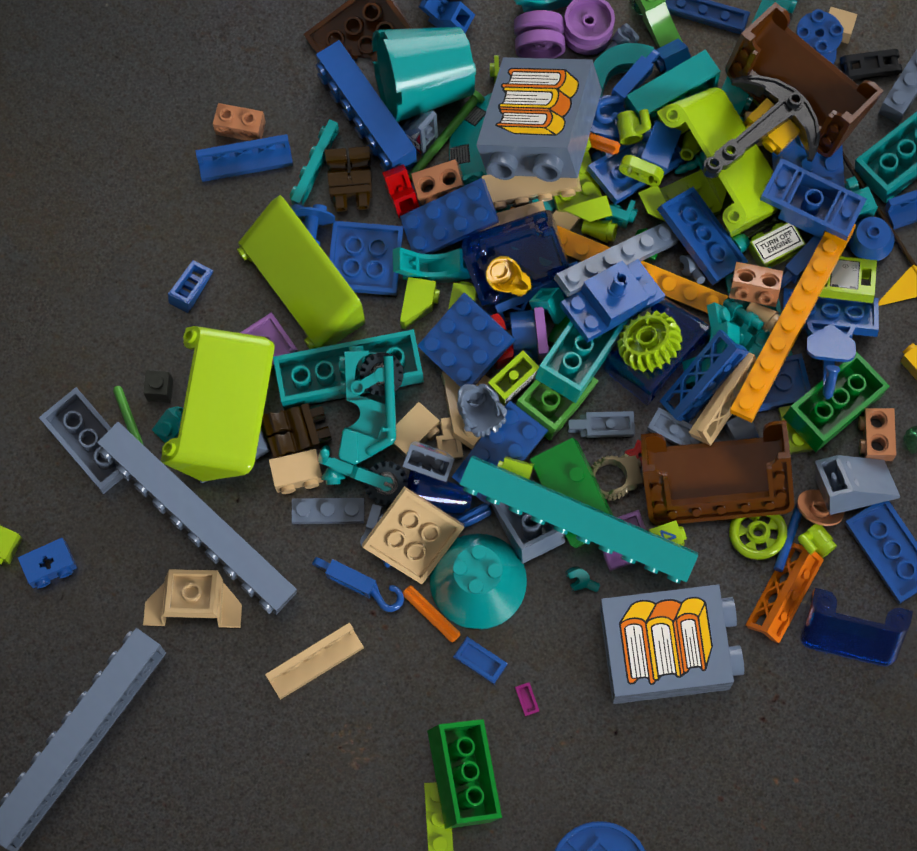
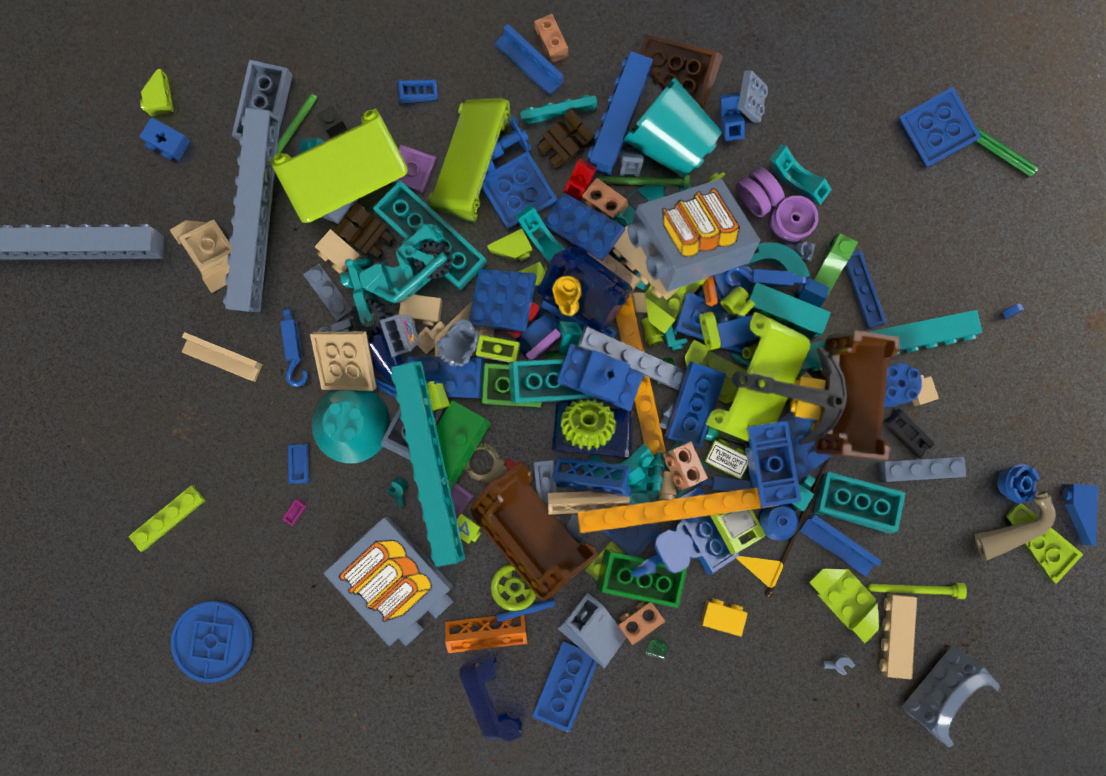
camera: 50 degrees right, 10 degrees up
(431, 614) = (306, 409): orange axle -> none
(464, 773) = (210, 508): green brick -> none
(604, 424) = (515, 432): sand blue hinge -> none
(814, 509) = (561, 608): nougat dish -> none
(817, 540) = (535, 631): lime piece -> none

